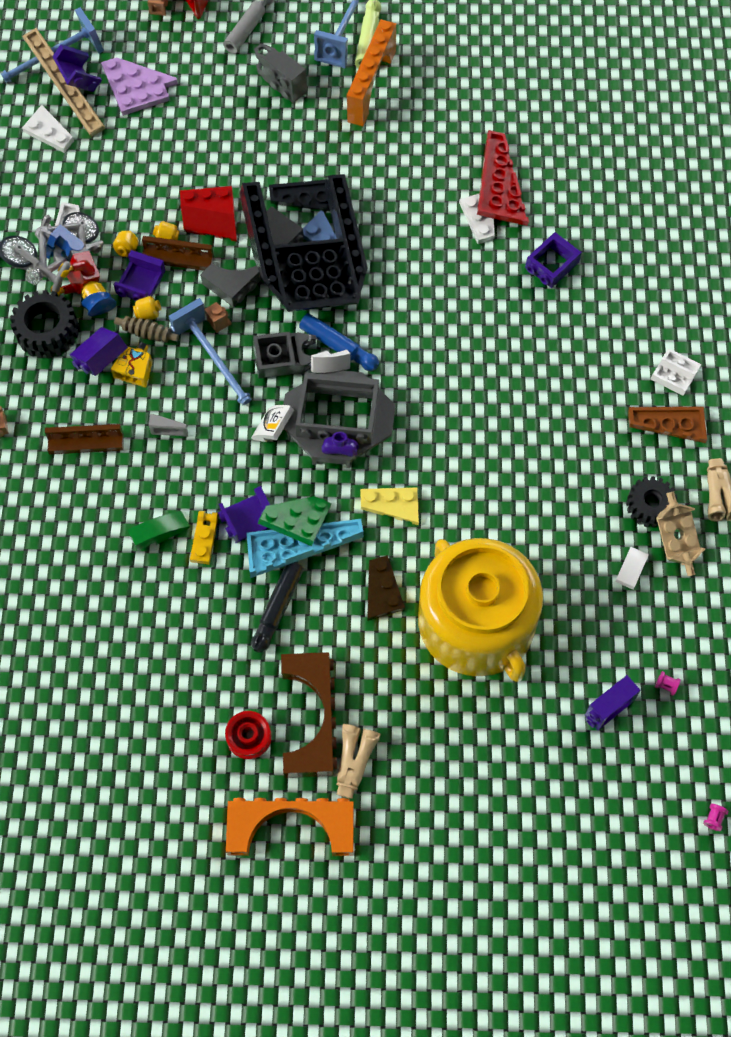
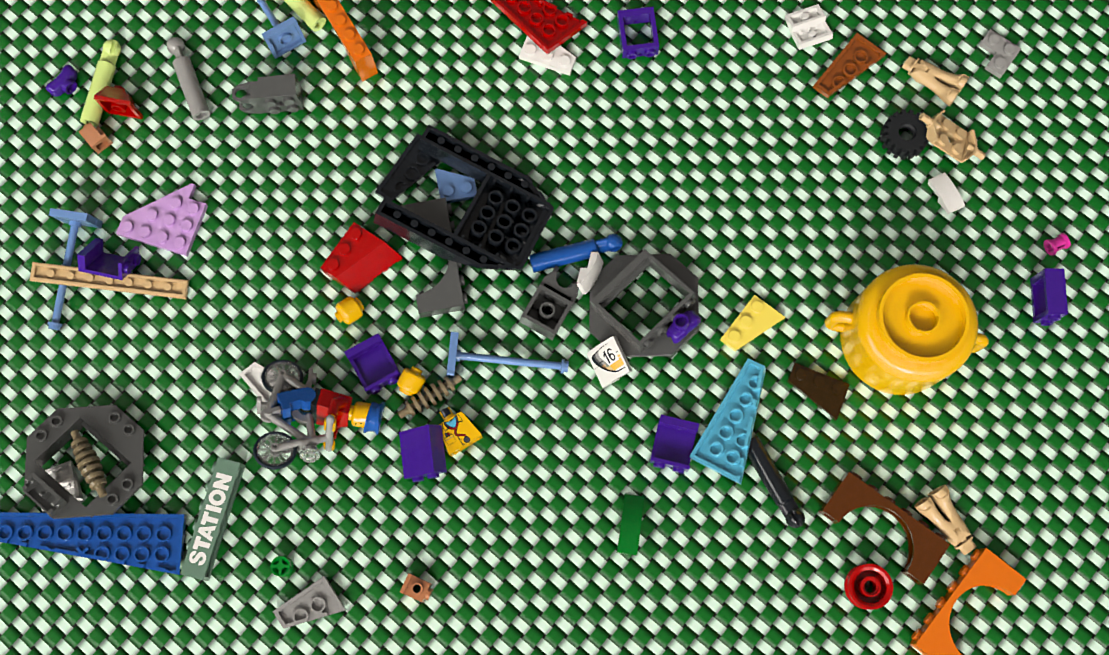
camera: 50 degrees left, 10 degrees up
(48, 130) = (147, 330): white wing -> none
(50, 341) = (375, 491): black tyre -> none
(85, 439) = (495, 525): reddish brown fence -> none
(125, 242) = (329, 351): yellow head -> none
(164, 426) = (536, 450): light grey slope -> none
(177, 254) = (377, 315): reddish brown fence -> none
(204, 538) = (664, 493): yellow plate -> none
(217, 317) = (469, 330): nougat brick -> none
(297, 518) = (714, 407): green plate -> none

